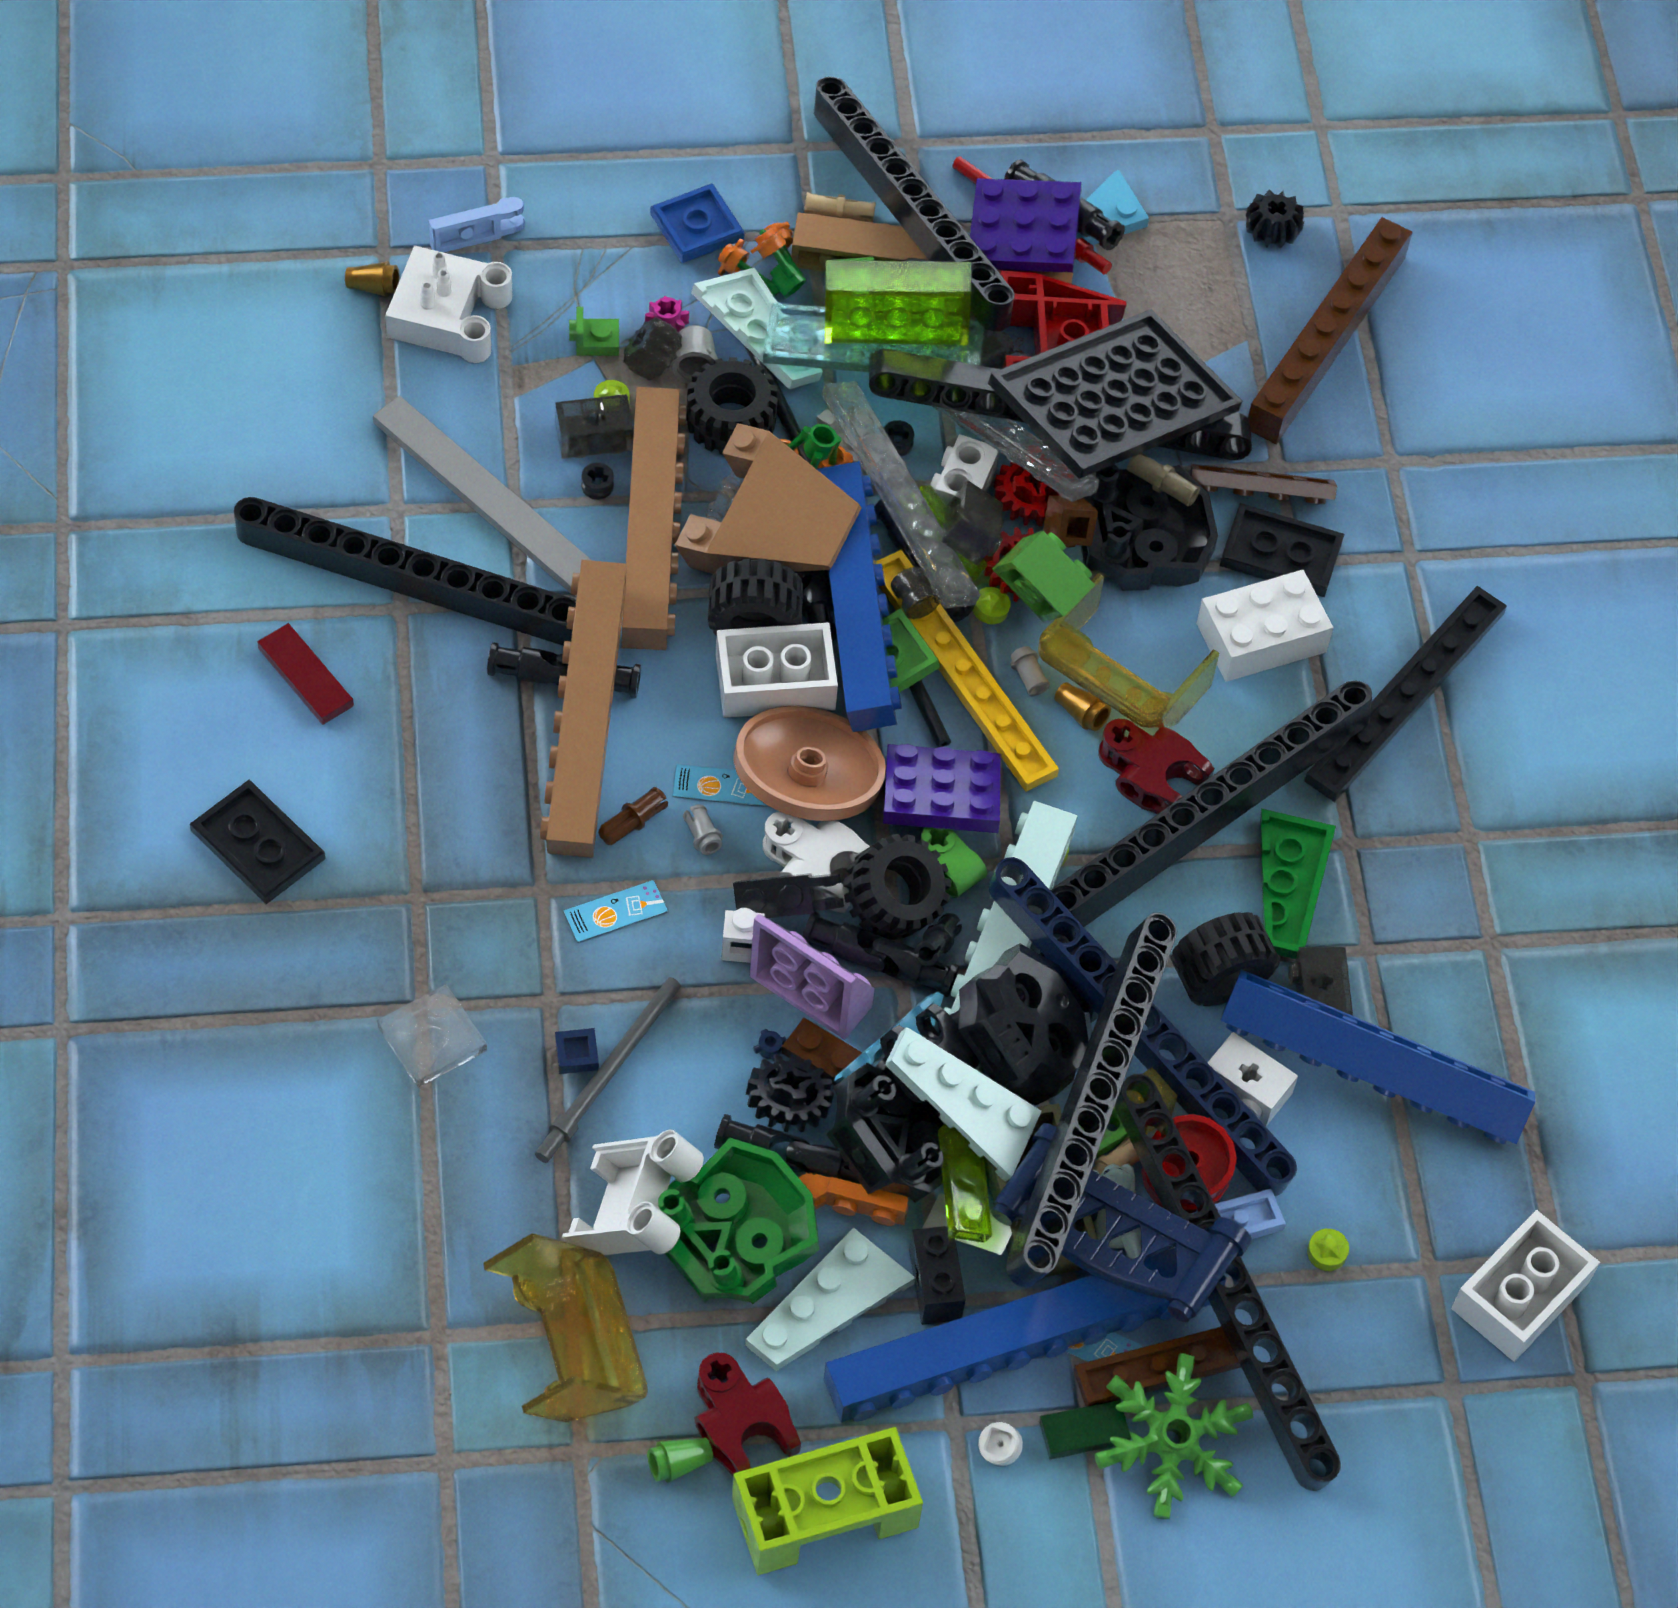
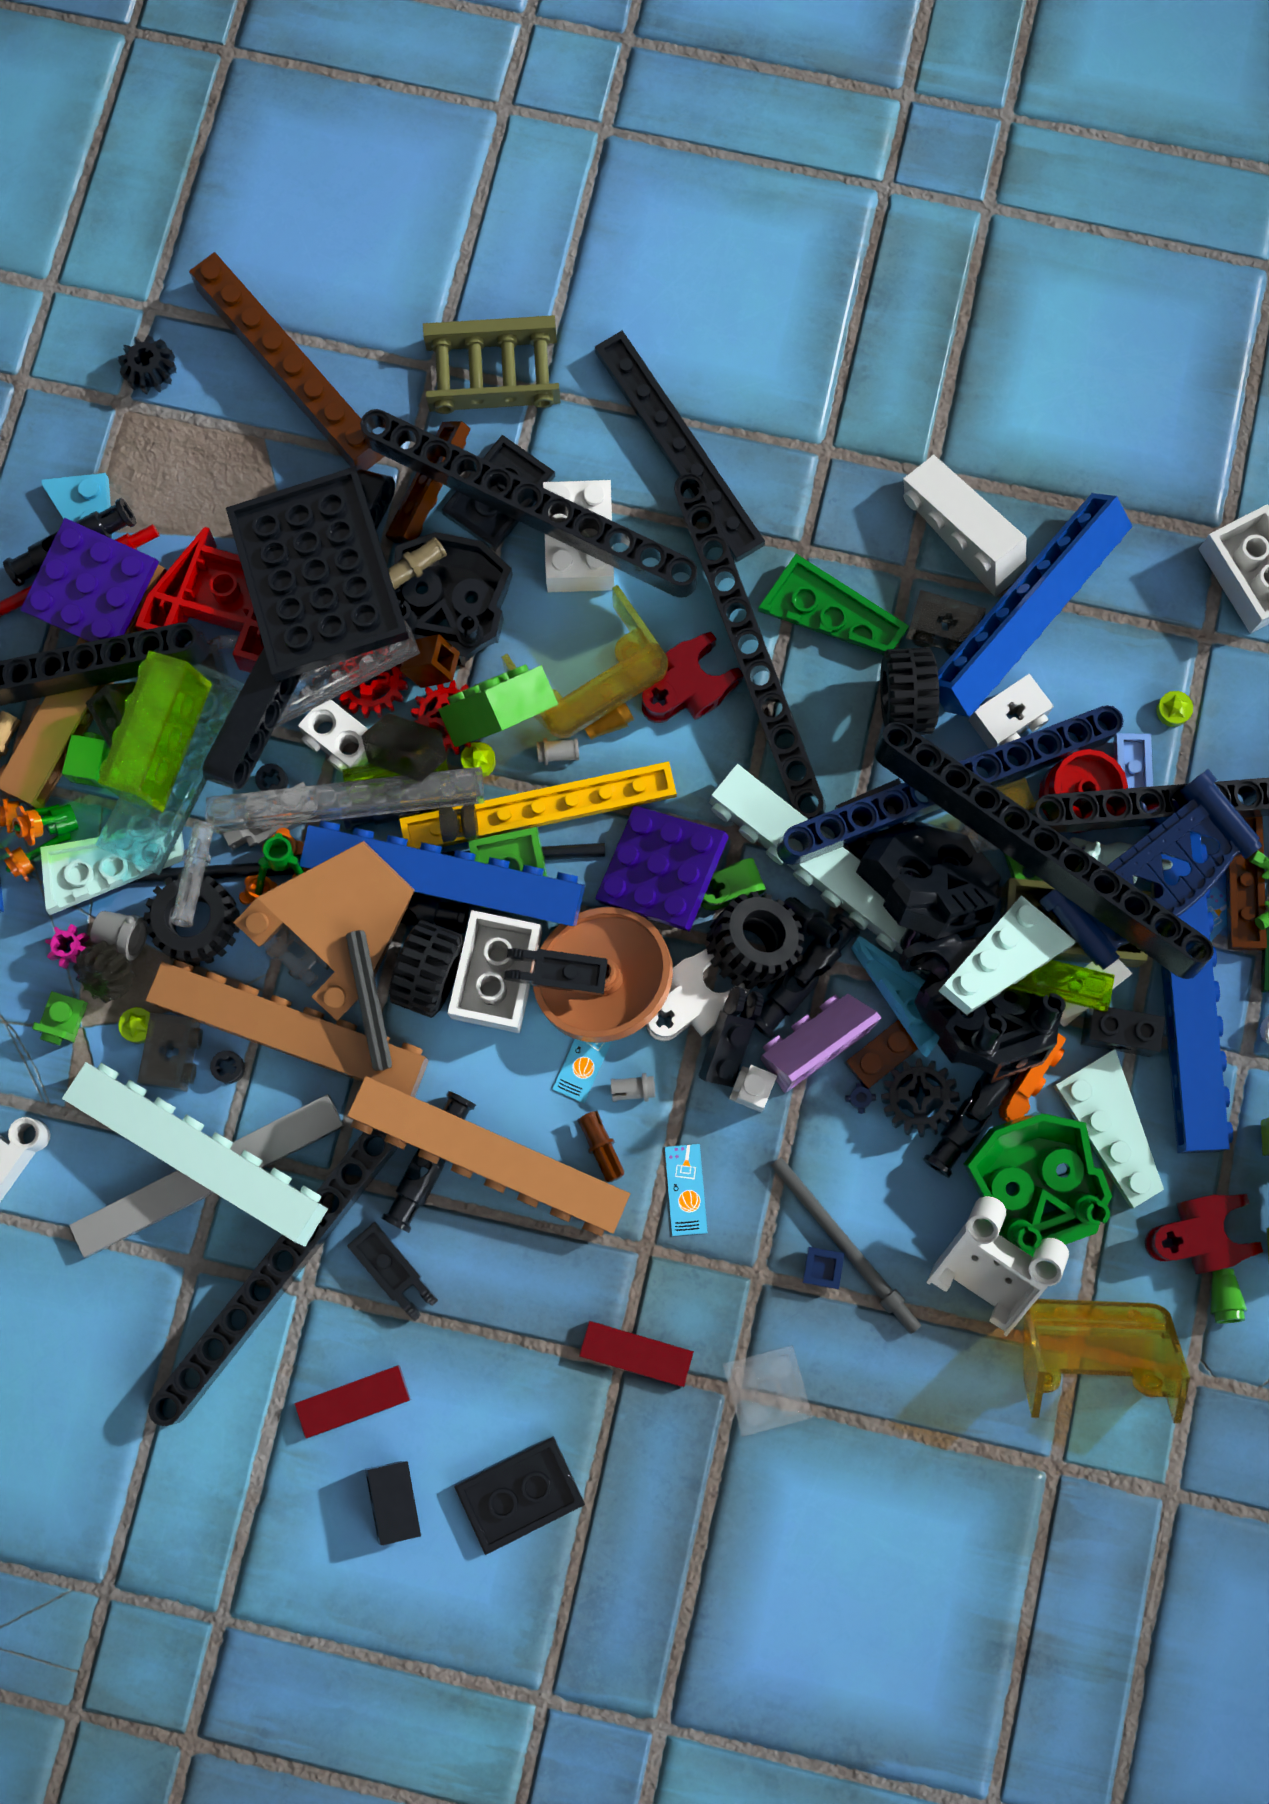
camera: 65 degrees left, 20 degrees up
(216, 725) = (392, 1502): none -> black hinge
(431, 906) = (636, 1353): none -> dark red tile
(445, 668) = (390, 1268): none -> black hinge
(502, 469) = (196, 1154): none -> light aqua brick
(703, 557) = (369, 1000): none -> dark grey axle
(783, 381) = (185, 907): none -> clear pin
(795, 712) = (560, 971): none -> black hinge
(1268, 556) = (519, 489): none -> black beam
(1435, 479) = (501, 333): none -> olive fence
(1443, 974) = (967, 524): none -> white wedge

